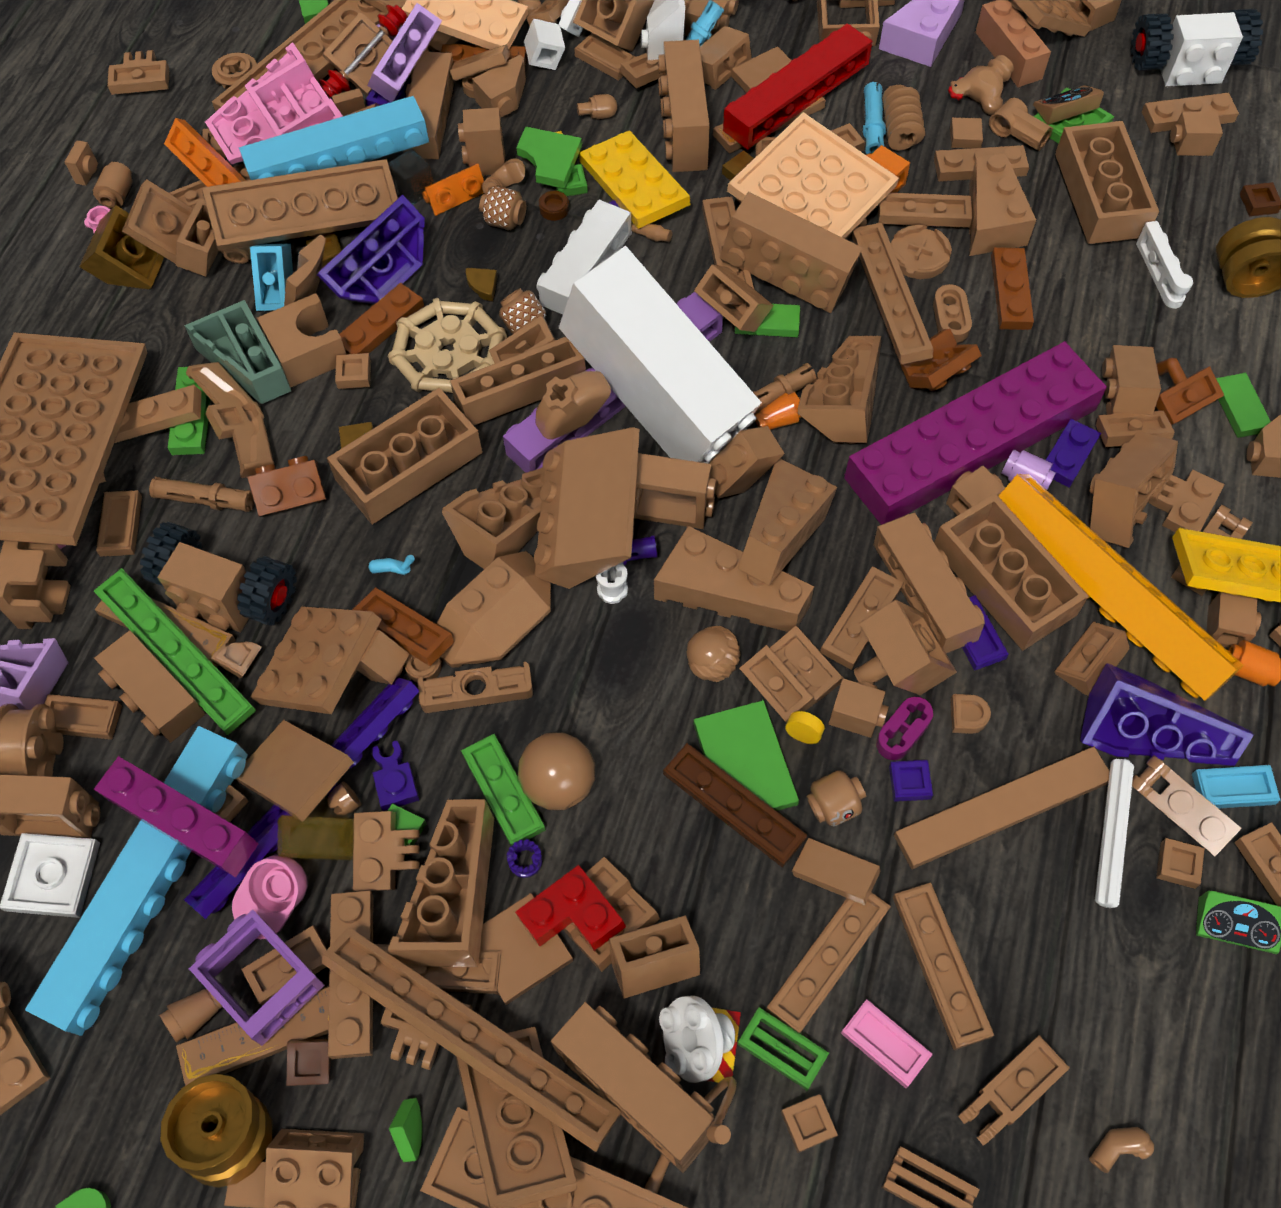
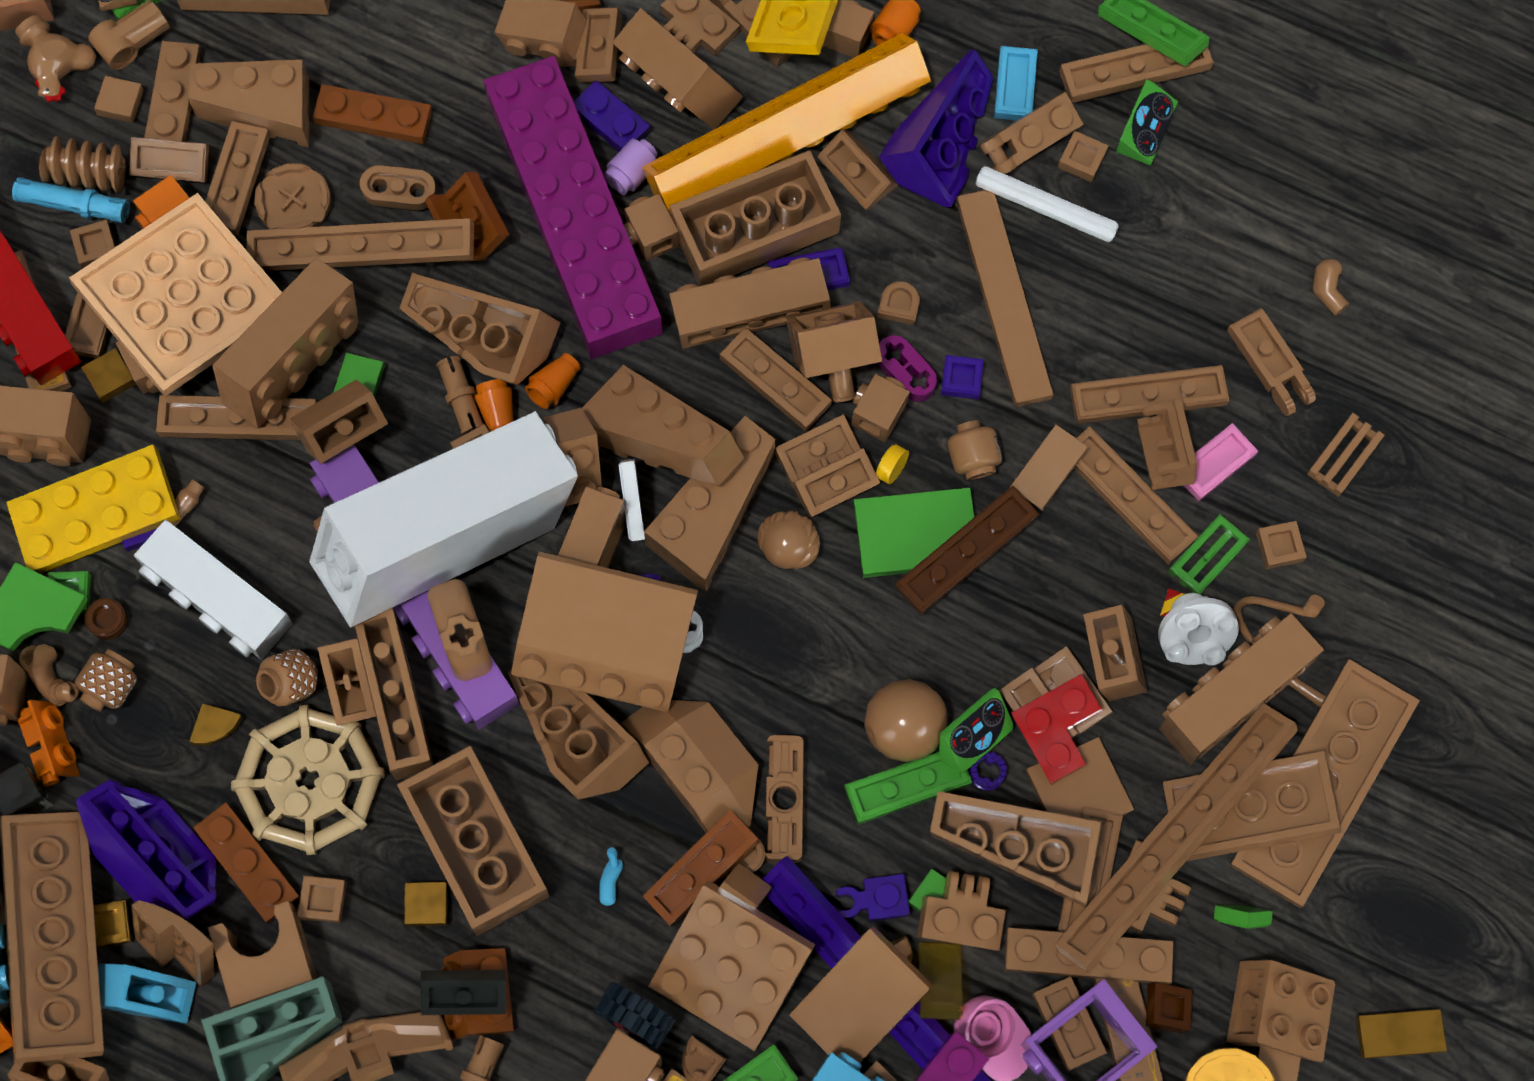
camera: 85 degrees left, 10 degrees up
(274, 460) = (463, 992): none -> pearl dark grey plate
(555, 834) = (975, 732): none -> slope
(721, 515) = (631, 500): none -> white tile
(814, 448) = (552, 381): none -> orange cone
(887, 985) = (1167, 445): none -> medium nougat hinge
(926, 167) = (167, 157): none -> medium nougat tile

